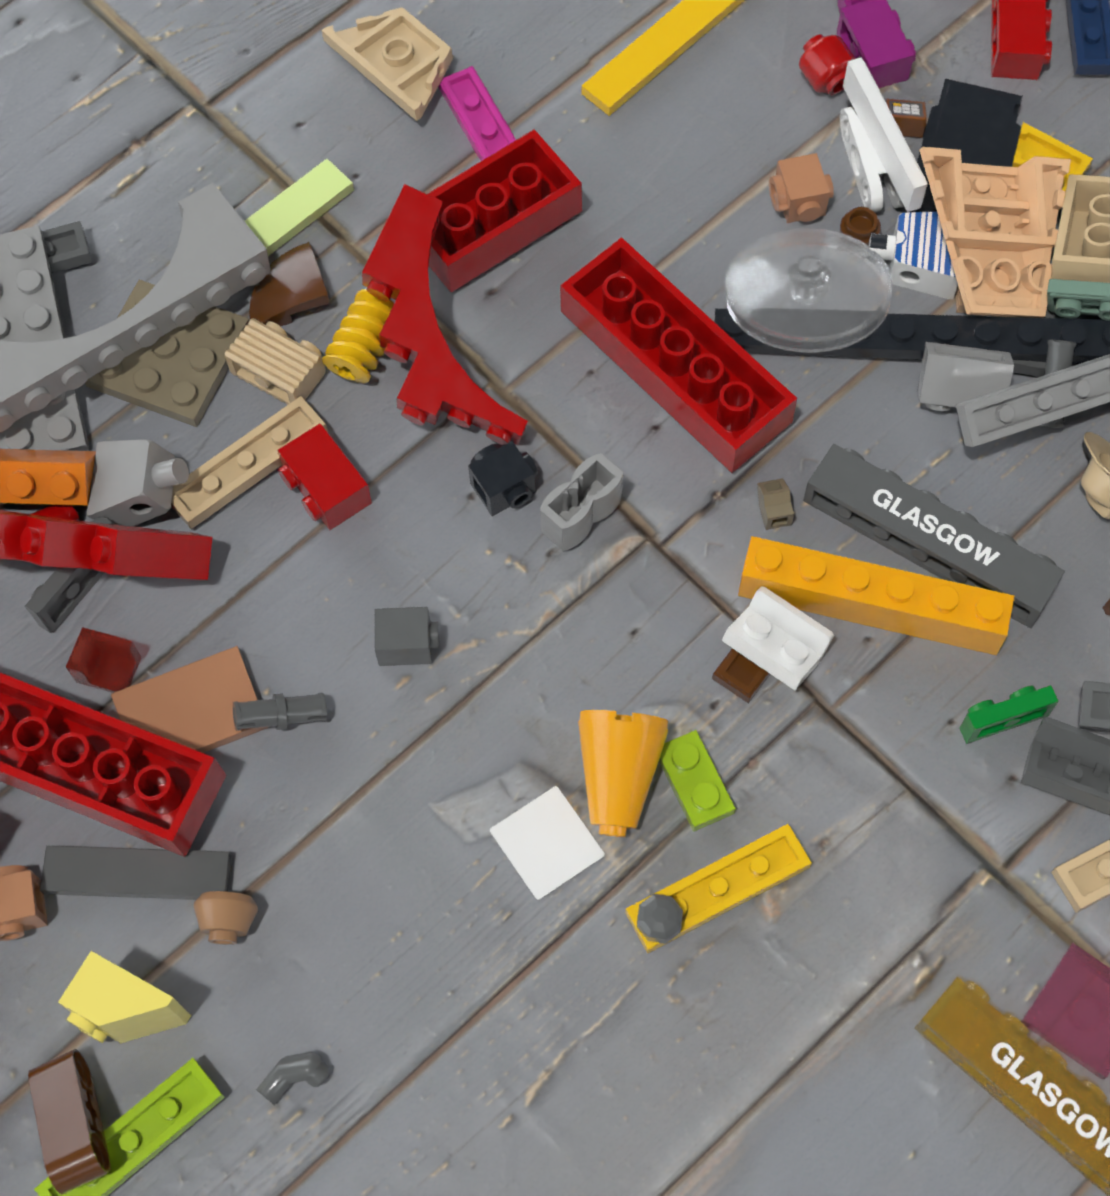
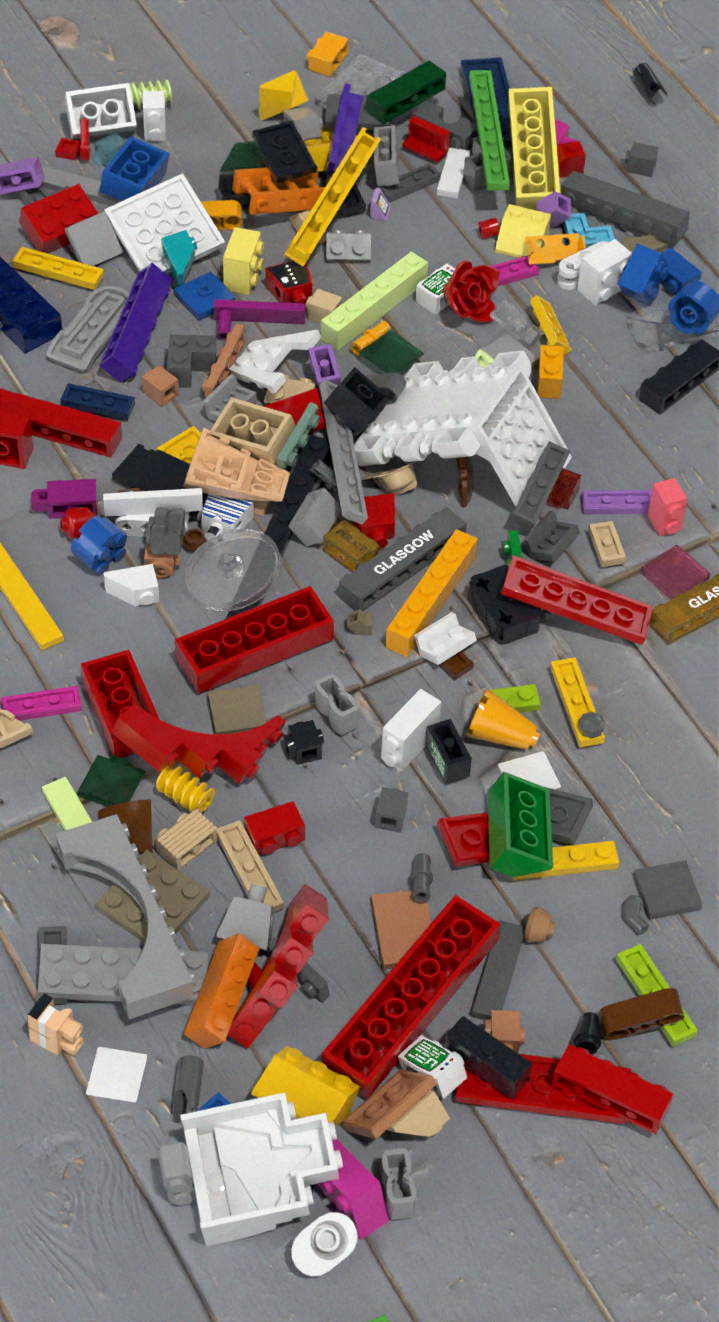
camera: 80 degrees left, 15 degrees down
(33, 1040) = (588, 1033): none -> black cone
(103, 661) = (360, 965): clear red panel -> none
(117, 1003) = (580, 977): light yellow slope -> none
(350, 242) = (110, 781): none -> clear green piece
(358, 1125) = (667, 889): none -> dark grey tile
(377, 772) = (466, 838): none -> red plate
(380, 935) = (580, 859): none -> yellow plate
(404, 842) = (519, 826): none -> green slope
(463, 905) = (568, 815): none -> dark grey tile
(535, 693) = (448, 751): none -> black brick
(543, 372) = (236, 709): none -> dark tan tile
(554, 622) = (406, 732): none -> white brick
(736, 171) = (133, 585): none -> white slope
(787, 96) = (99, 544): none -> blue brick
(833, 168) = (166, 531): none -> dark grey brick
(882, 709) = (502, 616): none -> black axle
(928, 447) = (349, 546): none -> clear yellow brick
(932, 838) = (577, 600): none -> red plate
(1005, 475) = (380, 519): none -> red torso

